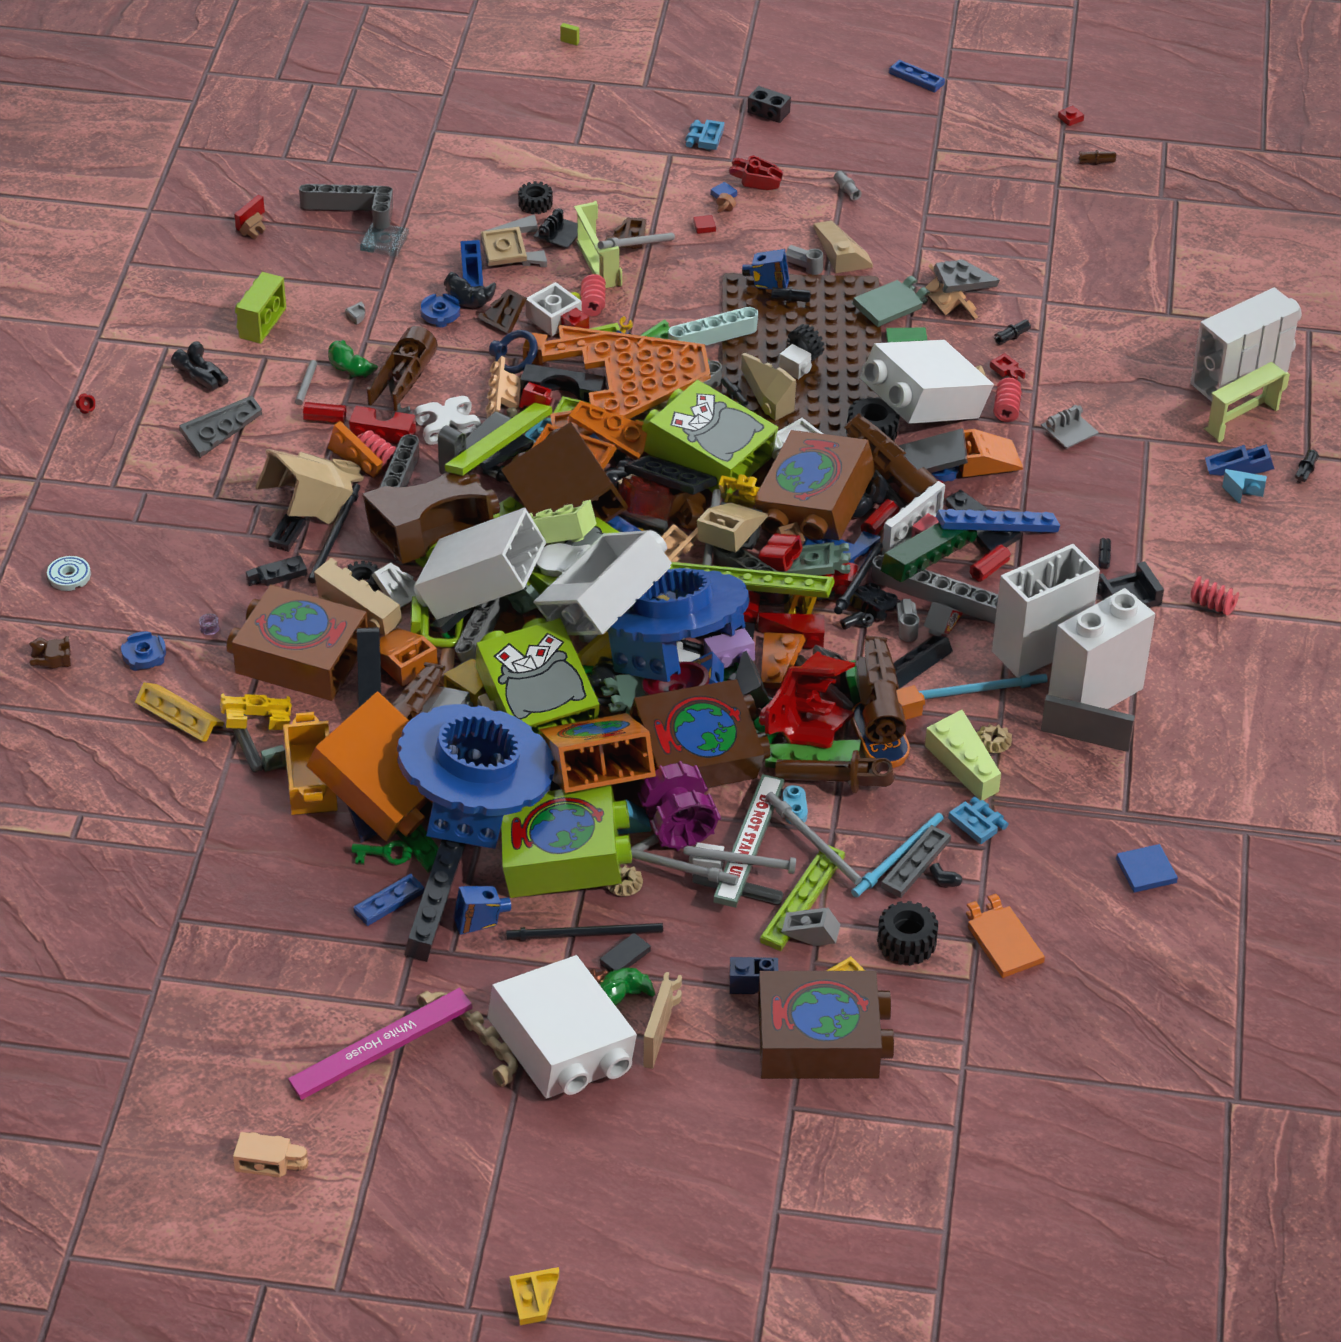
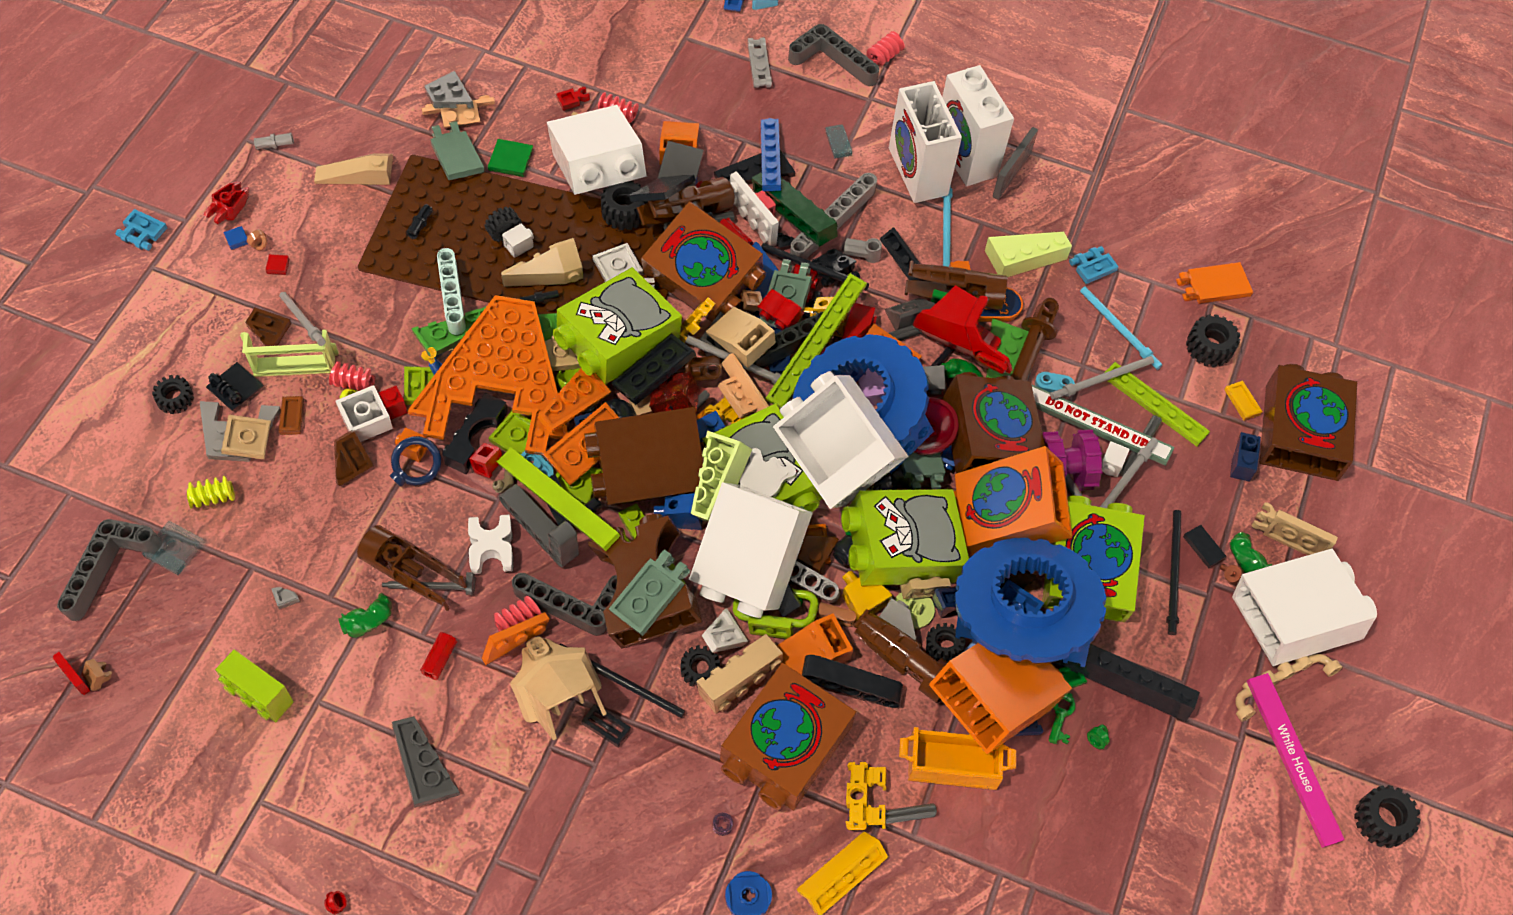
camera: 80 degrees left, 15 degrees up
(200, 370) = (332, 762): black piece -> none
(268, 1155) = (1412, 879): light nougat hinge -> none
(273, 758) = (930, 790): sand green tile -> none
(277, 571) = (662, 743): black hinge -> none
(306, 382) = (392, 672): light grey bar -> none
(332, 1109) = (1401, 808): none -> black tyre
(364, 880) = (1098, 737): none -> green tile
(389, 899) = (1118, 722): blue tile -> none
(391, 431) = (473, 620): red arch -> none
(406, 501) = (650, 592): none -> sand green tile
(440, 309) = (318, 527): blue plate -> none
(442, 241) = (210, 492): none -> neon yellow piece
(467, 295) = (305, 488): black animal -> none
(472, 262) = (259, 474): blue slope -> none
(478, 908) = (1153, 646): blue torso -> none
(503, 388) = (461, 487): light nougat bracket -> none
(542, 272) = (291, 415): none -> dark orange tile
(741, 858) = (1134, 399): light grey bar -> none
(768, 269) = (386, 225): blue torso -> none
(769, 104) = (122, 167): black brick -> none
(810, 259) = (371, 196): light grey piece -> none
(812, 926) = (1200, 403): light grey slope -> none
(886, 427) = (662, 188): none -> black tile
(915, 861) = (1132, 316): dark grey plate -> none
(916, 76) = (133, 49): blue tile -> none
(942, 619) = (868, 224): light grey slope -> none
(945, 878) = (1150, 303): black arm -> none
(990, 563) = (809, 176): red axle -> none
(1000, 743) = (998, 226): tan gear -> none
(1012, 332) = (526, 82): black axle -> none
(1069, 427) = (659, 80): light grey hinge -> none
(1104, 553) = (810, 100): black piece -> none
(1138, 500) = (759, 63): none -> light grey plate
(1141, 584) = (863, 97): black panel -> none
(1146, 868) = (1156, 176): blue tile -> none
(1197, 545) = (838, 49): none -> dark grey beam

